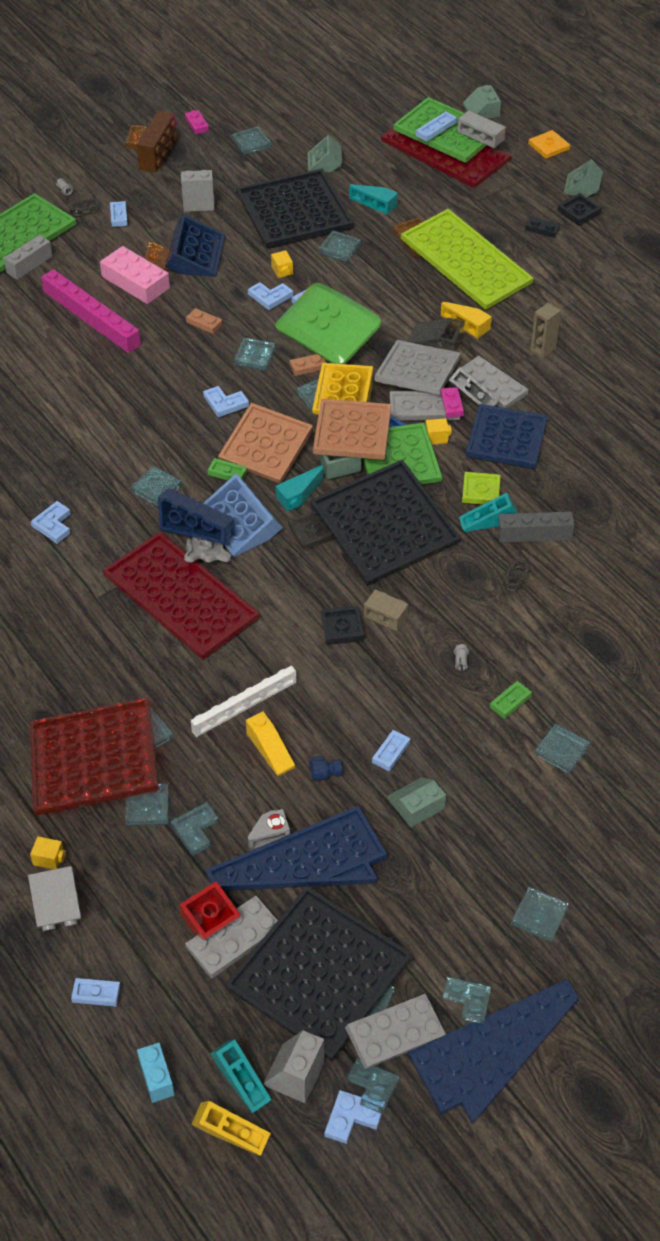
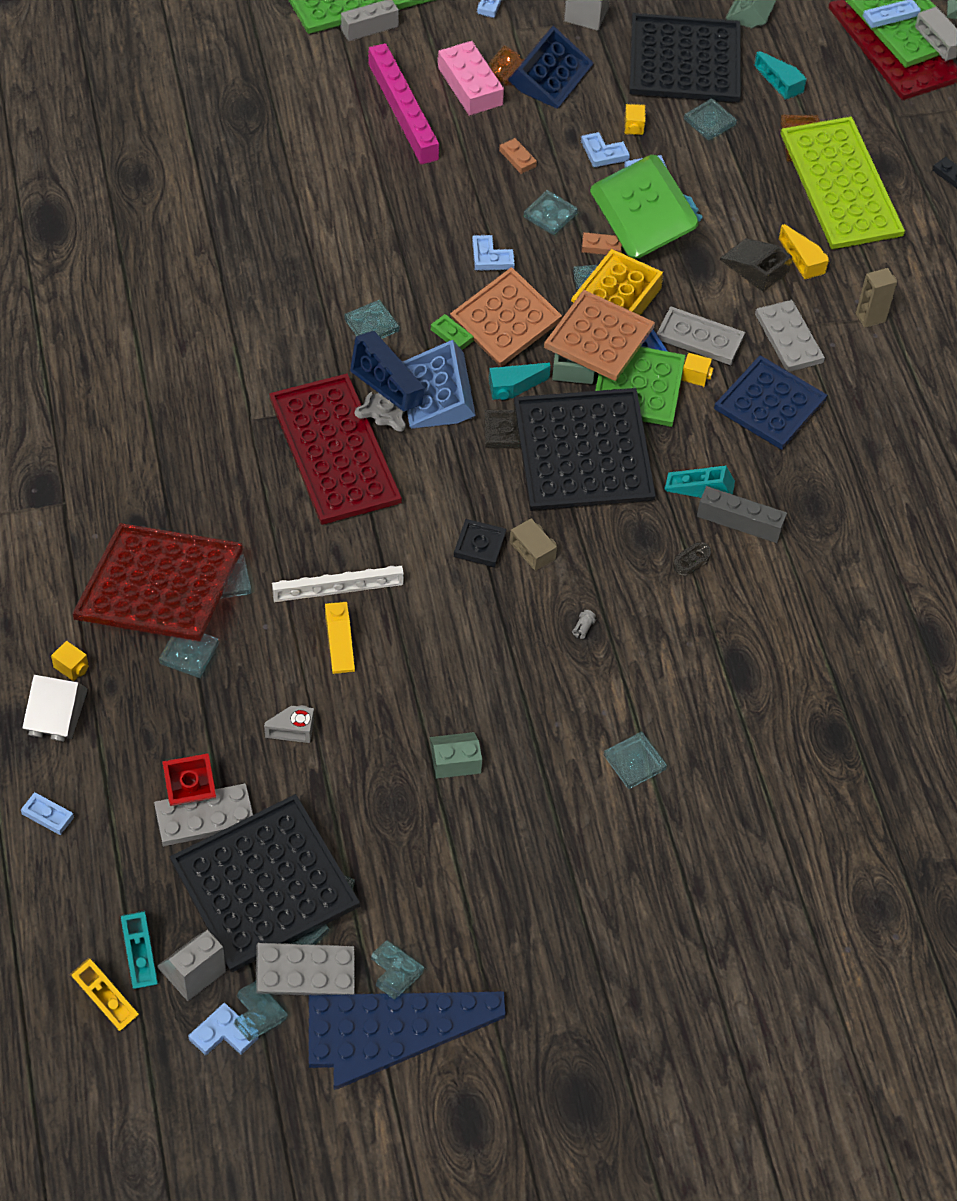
camera: 20 degrees right, 5 degrees up
(50, 522) = (243, 323): light blue plate -> none
(155, 1072) = (61, 912): medium azure brick -> none
(190, 827) = (219, 688): clear light blue plate -> none
(319, 855) = (328, 769): dark blue wing -> none
(322, 769) = (378, 684): dark blue piece -> none
(391, 750) = (457, 692): light blue plate -> none
(417, 367) = (715, 289): light grey plate -> none
(452, 402) = (729, 342): dark pink plate -> none
(472, 388) = (761, 334): slope -> none
(480, 487) = (708, 449): lime plate -> none
(510, 699) = (609, 688): bright green plate -> none
(540, 914) = (513, 917): clear light blue plate -> none

